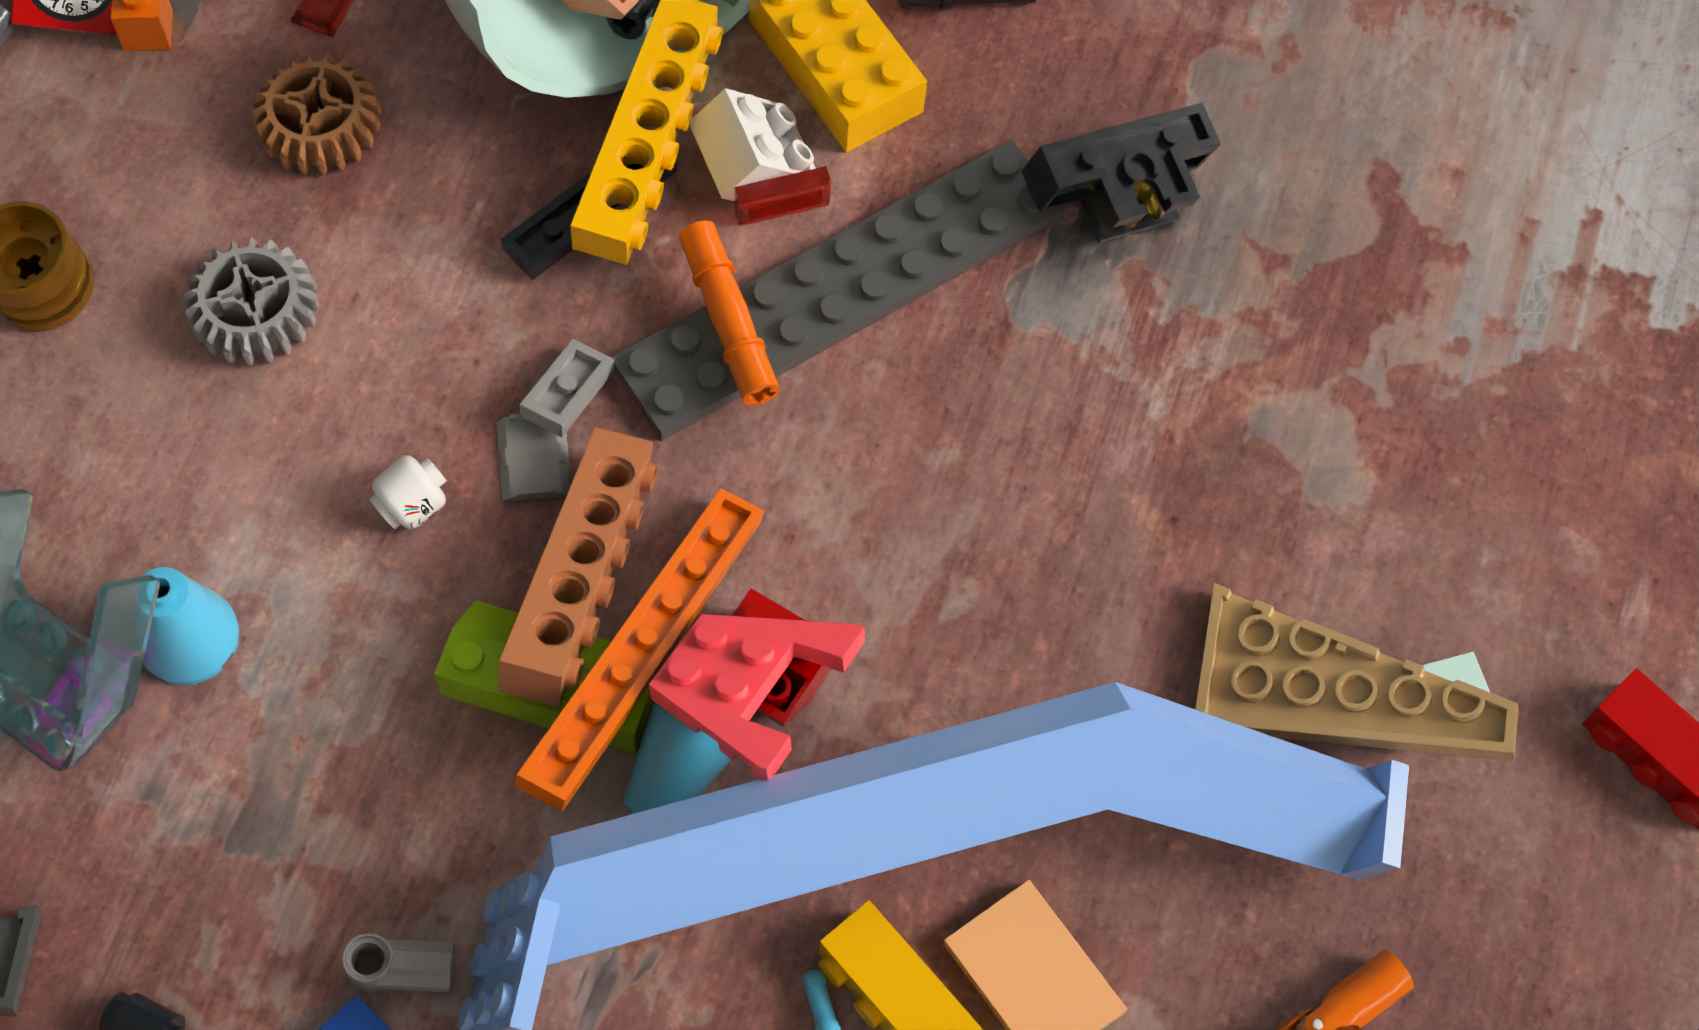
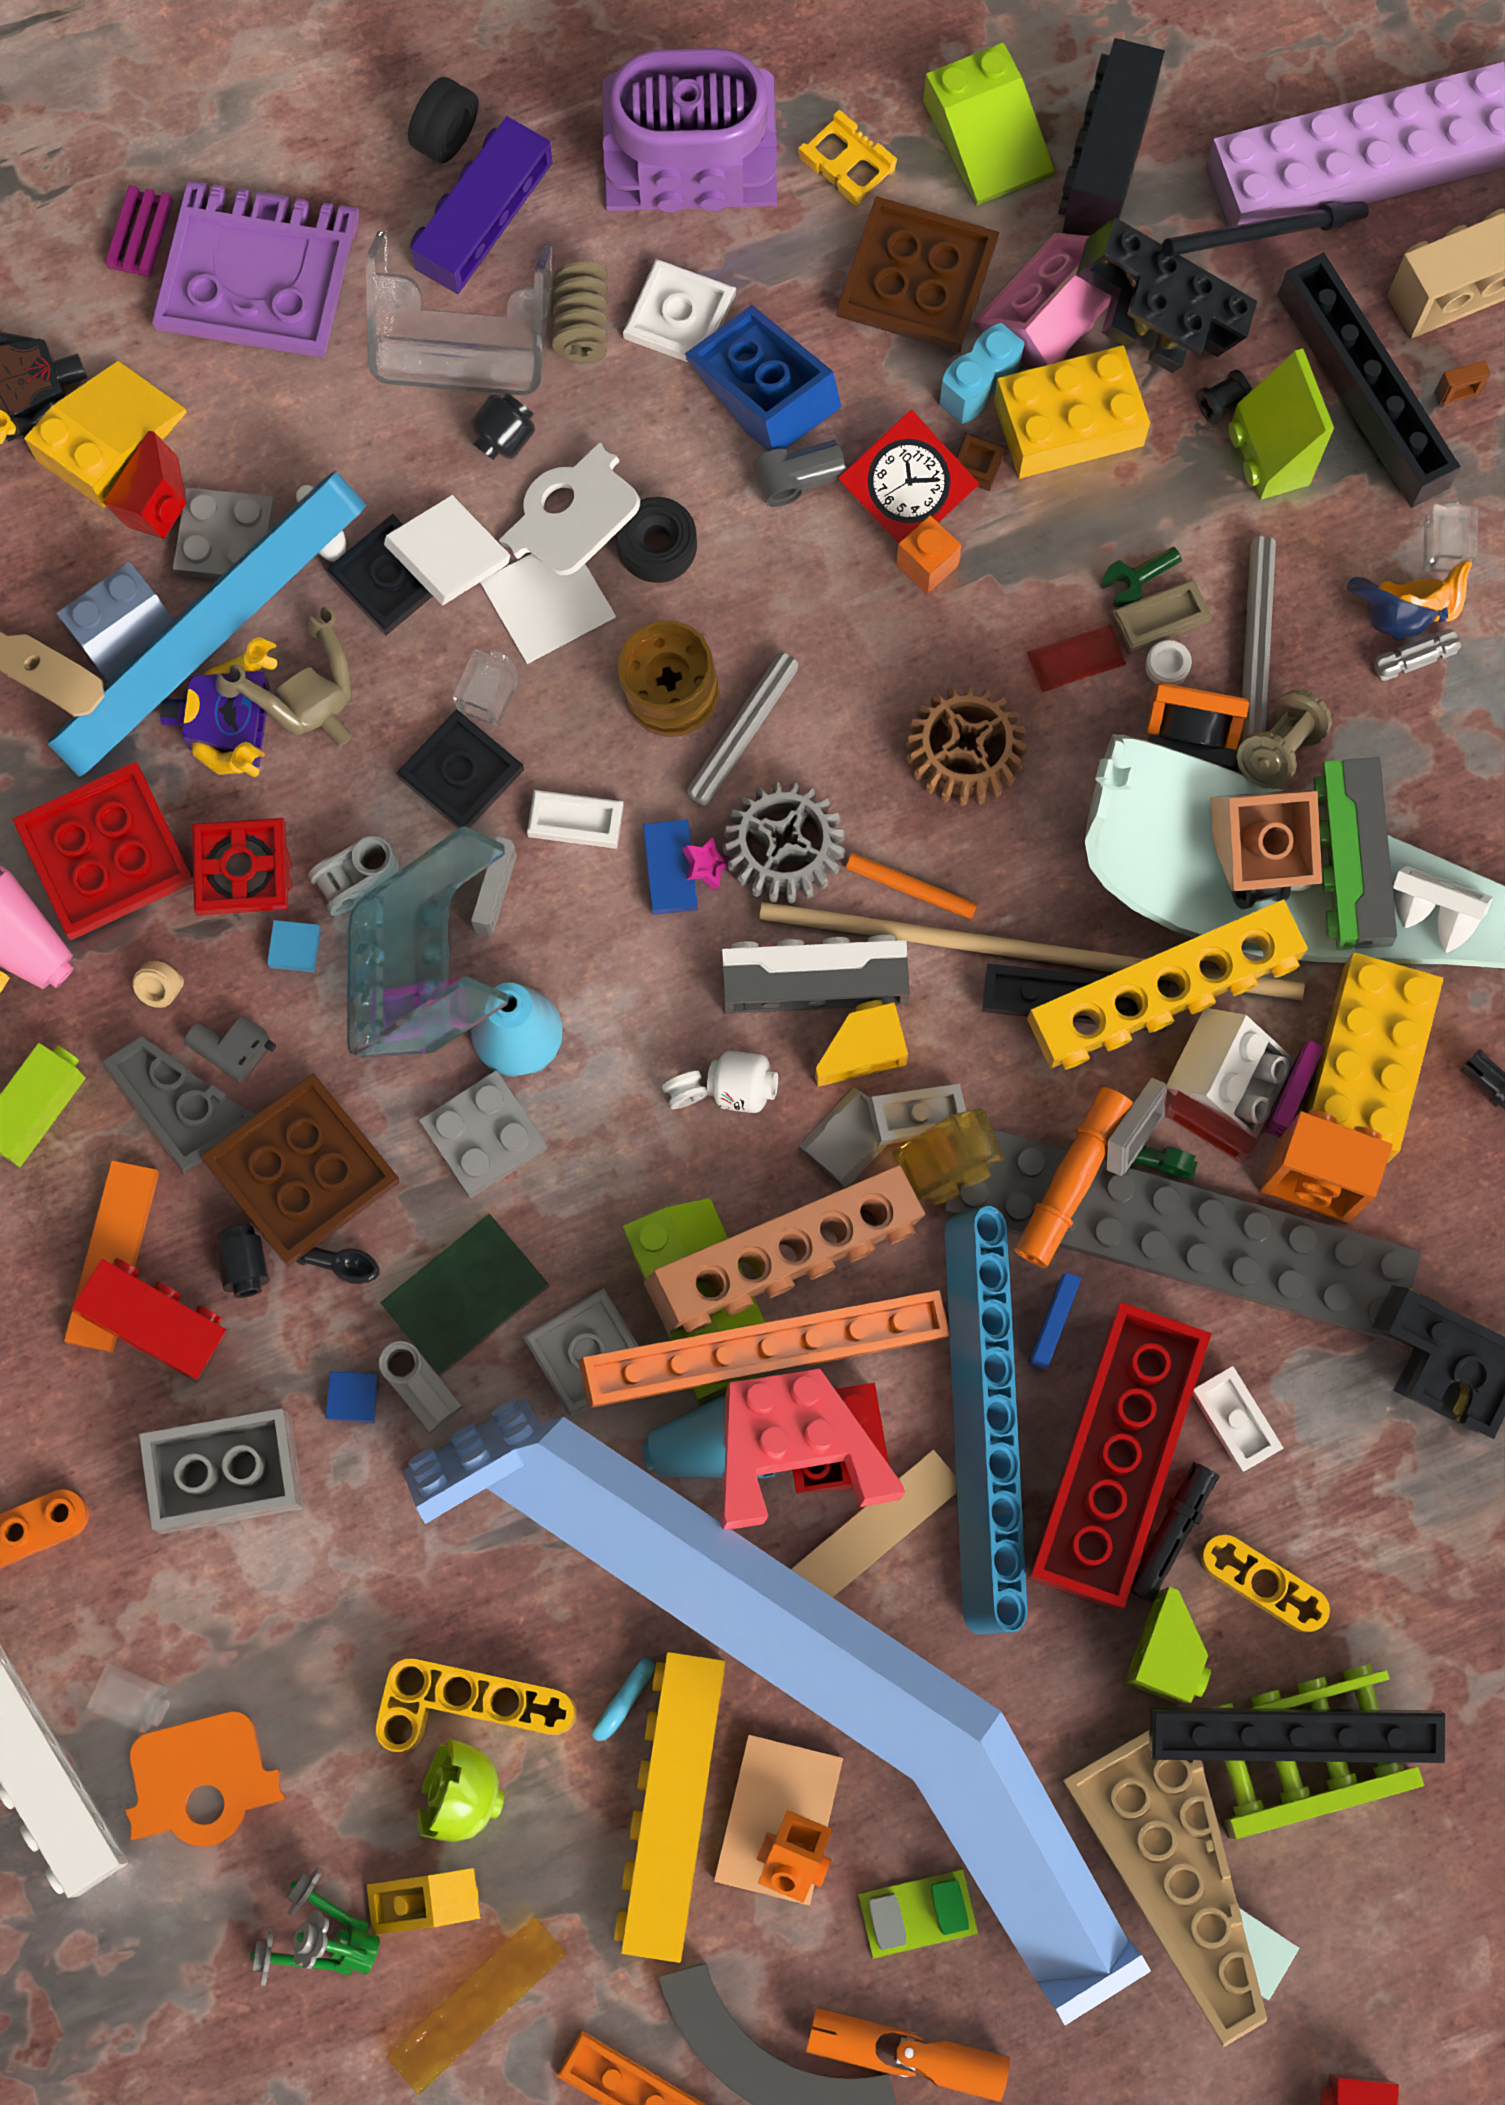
camera: 55 degrees right, 10 degrees up
(55, 553) = (494, 890): none -> light grey tile
(63, 441) = (575, 819): none -> white tile
(116, 908) = (300, 1169): none -> reddish brown plate
(129, 259) = (742, 728): none -> light grey axle
(179, 403) = (669, 867): none -> blue tile
(205, 373) = (705, 863): none -> dark pink piece
(238, 941) = (348, 1264): none -> black piece
(243, 733) = (483, 1134): none -> light grey plate
(360, 862) = (464, 1294): none -> clear green tile
(370, 541) = (685, 1090): none -> white bush
(380, 369) = (815, 975): none -> dark grey piece
(383, 246) = (911, 886): none -> orange bar
(473, 240) = (991, 944): none -> tan piece
(474, 377) = (864, 1045): none -> yellow slope
(494, 814) = (579, 1332): none -> light grey plate
(624, 382) = (950, 1155): none -> clear yellow brick
(733, 240) = (1136, 1127): none -> light grey tile
(784, 242) = (1170, 1161): none -> dark green bar
(809, 117) = (1294, 1088): none -> magenta tile
(825, 427) = (1054, 1321): none -> blue tile
(859, 540) = (985, 1422): none -> dark azure beam
(867, 682) = (878, 1527): none -> tan tile
(893, 131) = (1326, 1166): none -> orange brick
(977, 466) = (1119, 1457): none -> red brick
(1022, 365) = (1236, 1419): none -> white plate
(1060, 463) = (1176, 1525): none -> black pin
(1081, 977) = (795, 1856): none -> orange brick
(1161, 552) = (1169, 1653): none -> lime slope
(1201, 457) = (1301, 1593): none -> yellow beam
(1204, 931) = (918, 1913): none -> piece
(1303, 518) = (1297, 1735): none -> black tile
(1371, 523) = (1343, 1786): none -> lime fence

